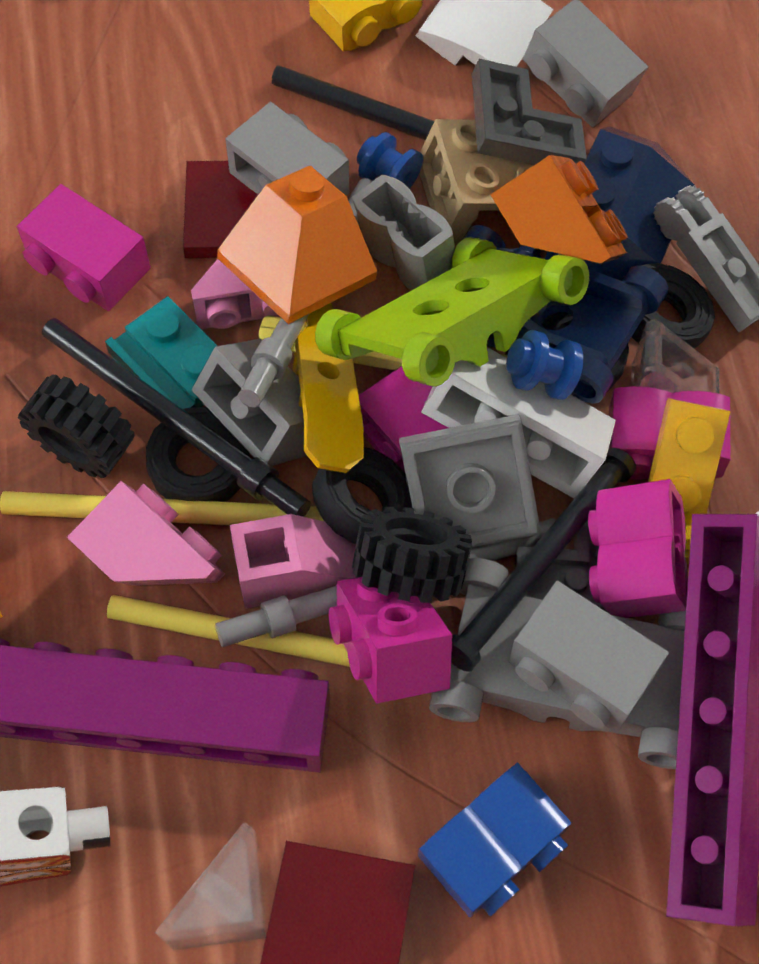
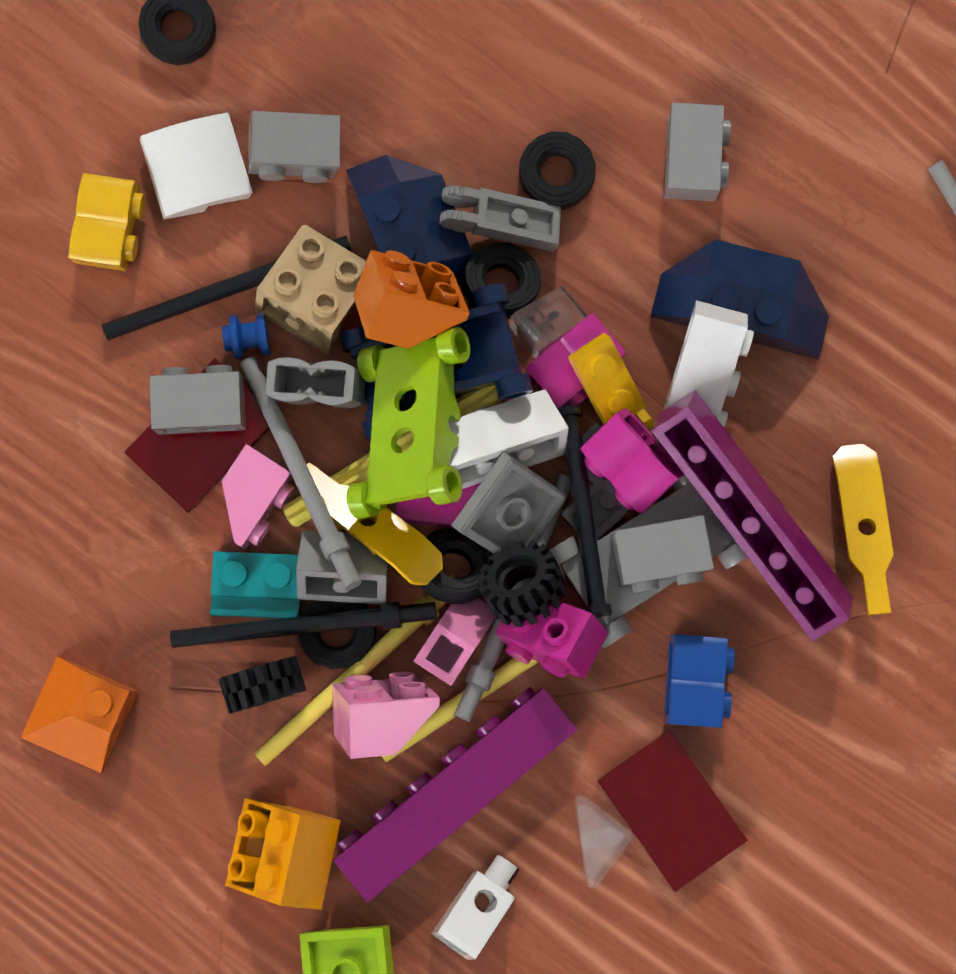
camera: 45 degrees left, 20 degrees up
(83, 248) = (132, 571): dark pink brick -> none
(299, 246) = (278, 464): orange slope -> none
(509, 124) = (307, 253): dark grey plate -> none
(533, 361) = (483, 412): blue wheel -> none

